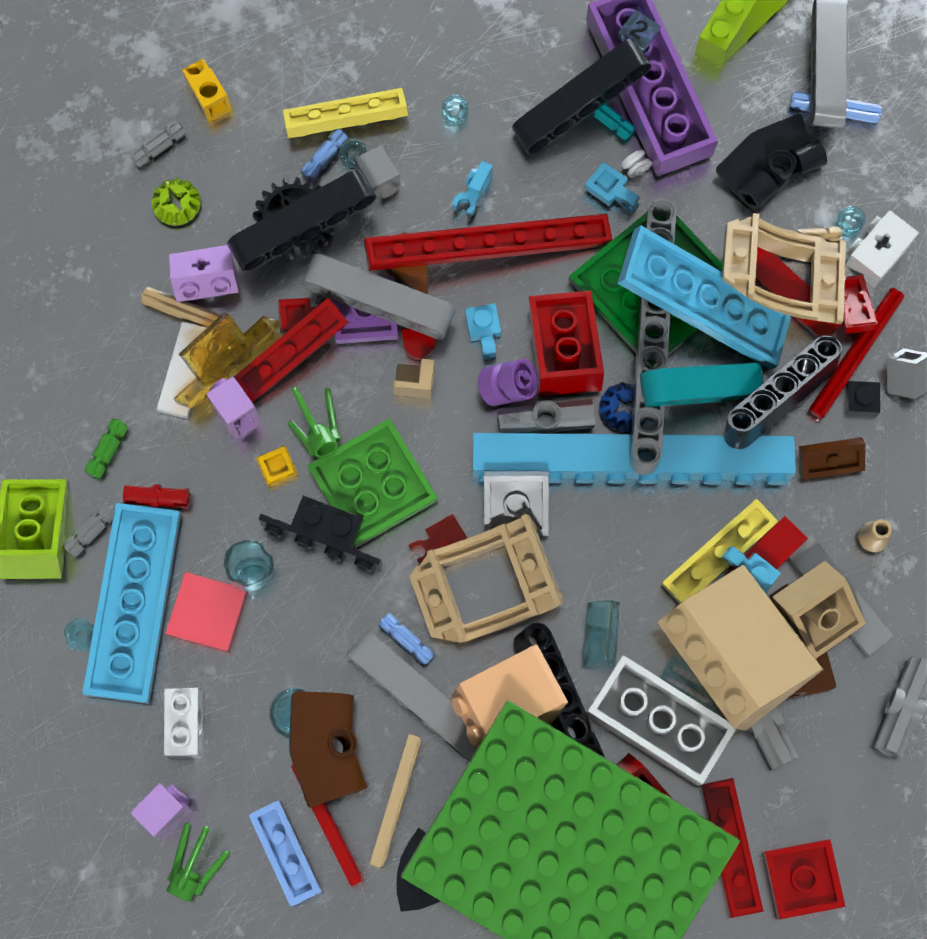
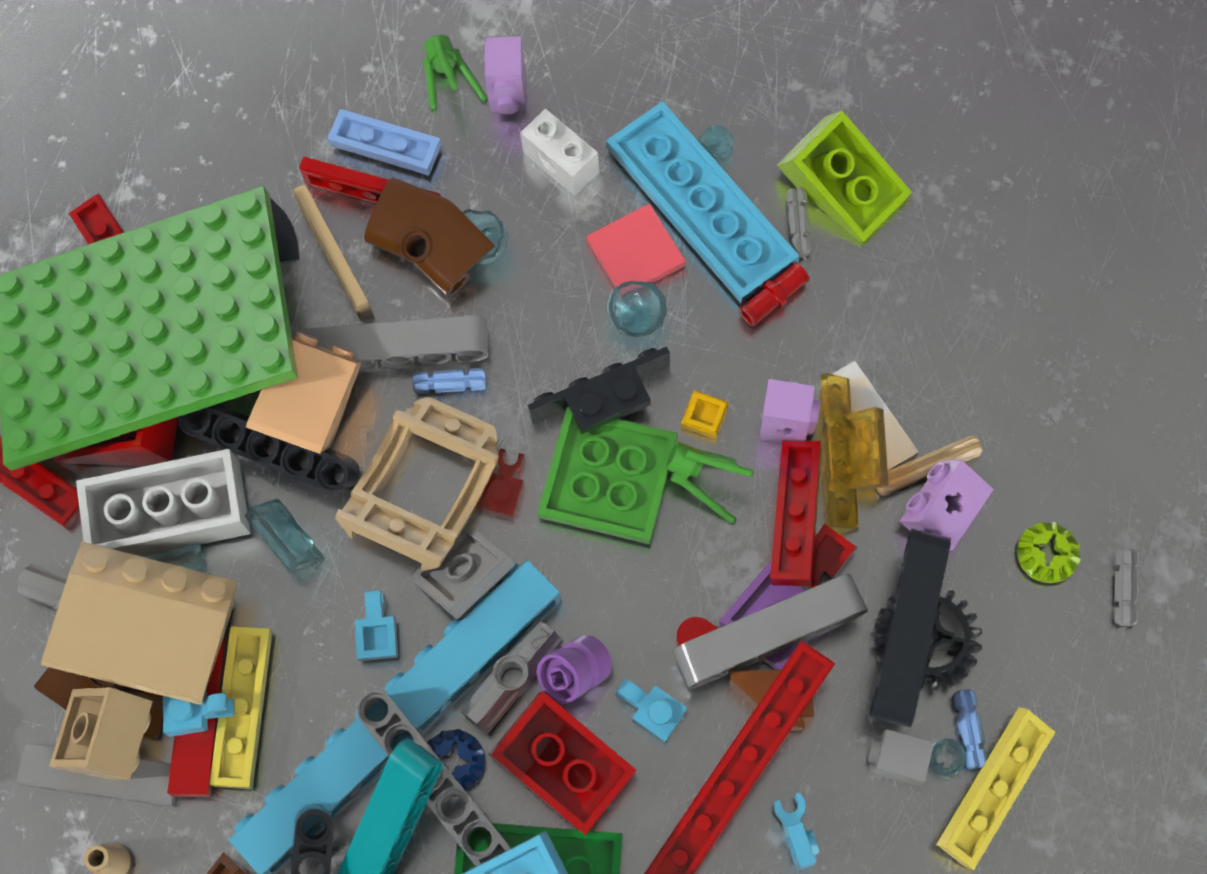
camera: 140 degrees right, 5 degrees down
(106, 448) = (860, 293): bright green axle -> none
(207, 90) = (1145, 680): yellow leg -> none
(414, 379) = (665, 598): tan panel -> none
(600, 520) = (376, 634): none -> medium azure plate

